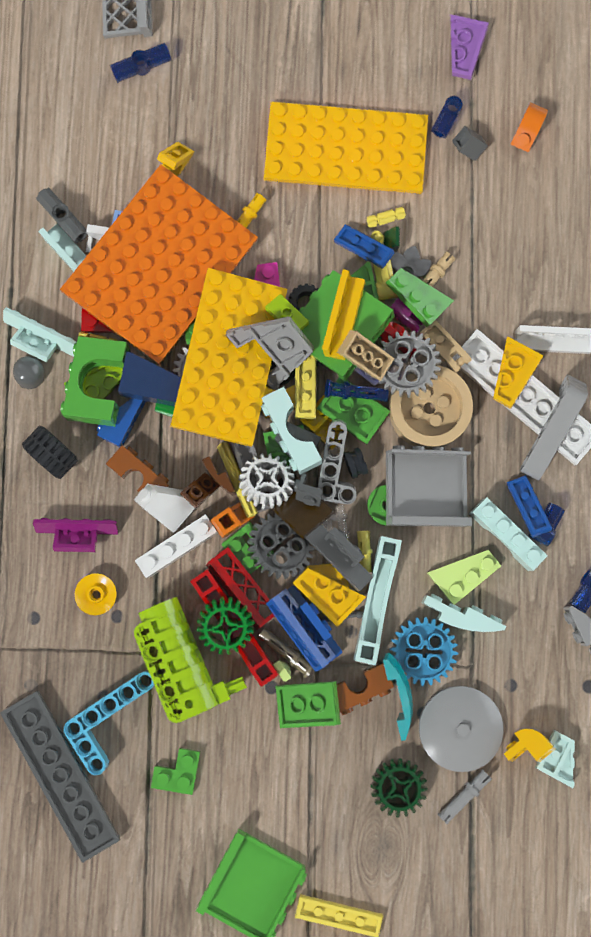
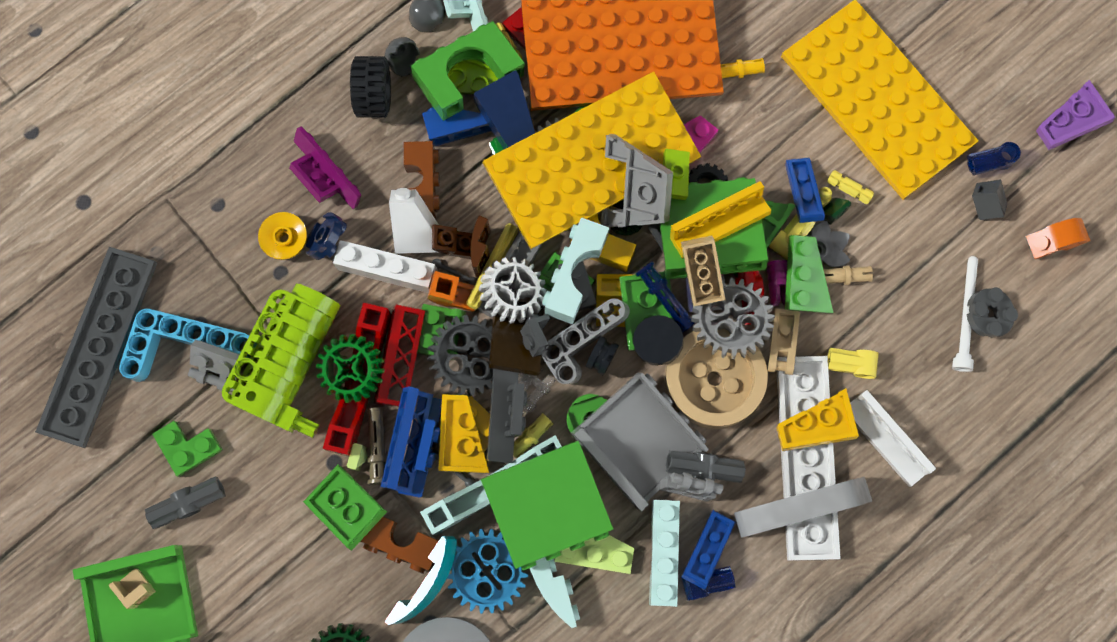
camera: 55 degrees right, 5 degrees down
(45, 414) = (401, 55): none -> dark grey hair
(122, 567) = (324, 236): none -> dark blue plate
(139, 707) = (211, 359): none -> light grey plate
(214, 803) = (185, 502): none -> dark grey piece
(234, 500) = (438, 263): none -> dark grey hinge
(240, 882) = (132, 589): none -> tan panel
(305, 389) = (627, 251): light yellow tile -> none
(379, 420) = (658, 340): none -> black tile
(420, 578) = (547, 505): none -> bright green panel
(478, 462) = (705, 466): none -> dark grey piece
(483, 482) = (691, 487): none -> light grey plate
(497, 314) = (859, 362): none -> light yellow piece
(544, 201) = (1003, 310): none -> dark grey plate
(550, 251) = (963, 360): none -> white piece

